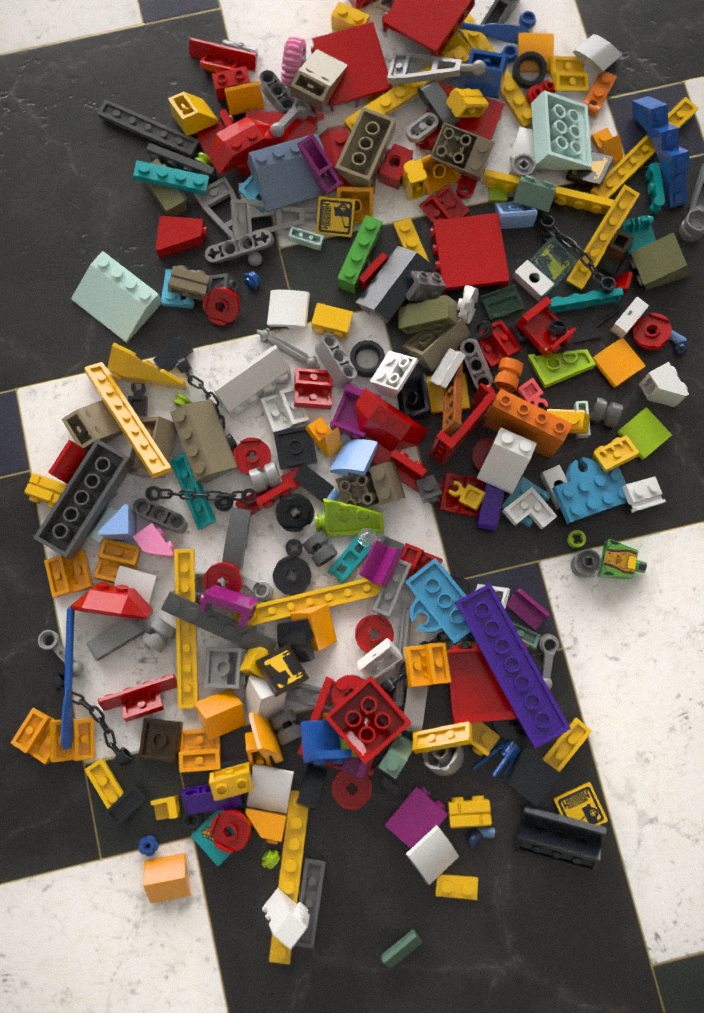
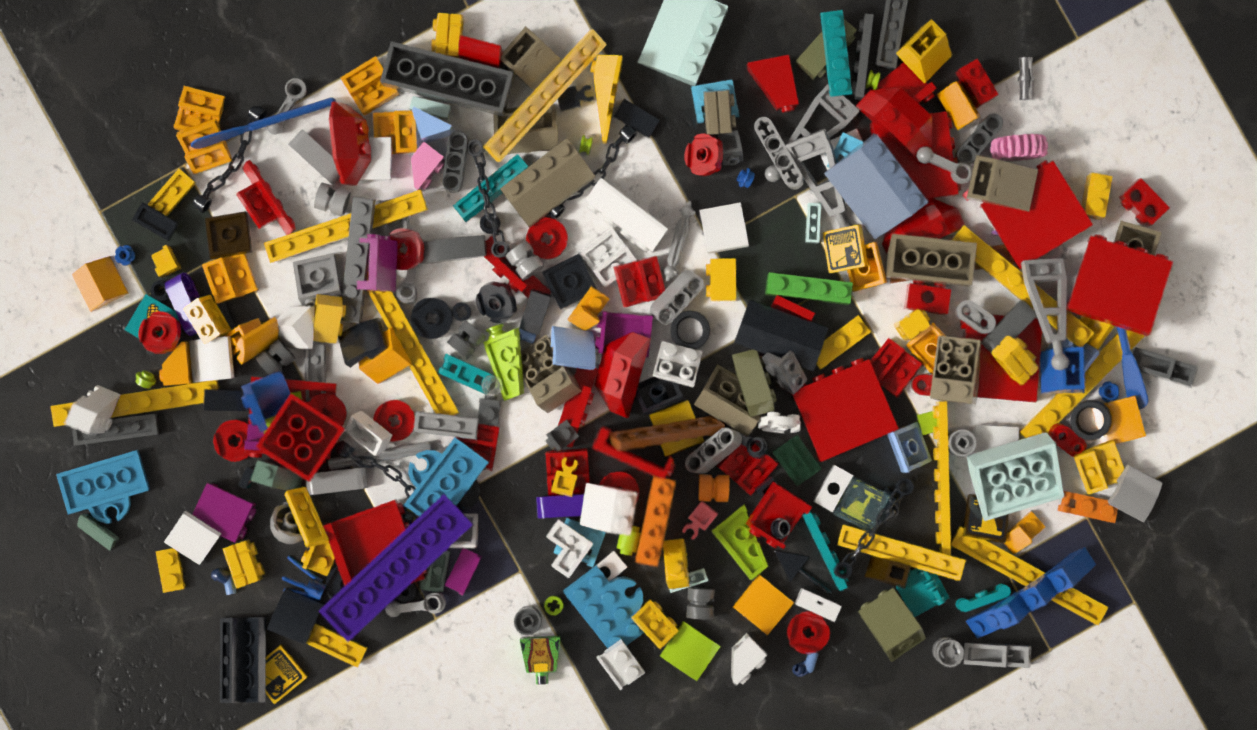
camera: 70 degrees right, 10 degrees up
(220, 57) = (1005, 61): red bracket -> none
(220, 713) = (270, 287): light orange slope -> none
(282, 670) = (327, 337): tile -> none
(319, 164) = (888, 216): magenta slope -> none
(359, 930) = (104, 485): none -> dark azure plate
(380, 564) = (465, 407): magenta panel -> none
(427, 665) = (375, 482): light orange slope -> none
(447, 368) = (695, 419): white slope -> none
(527, 19) = (1159, 401): blue plate -> none
(535, 193) = (930, 464): sand green brick -> none
(538, 460) = (629, 543): none -> lime brick
(623, 281) = (857, 586): red slope -> none

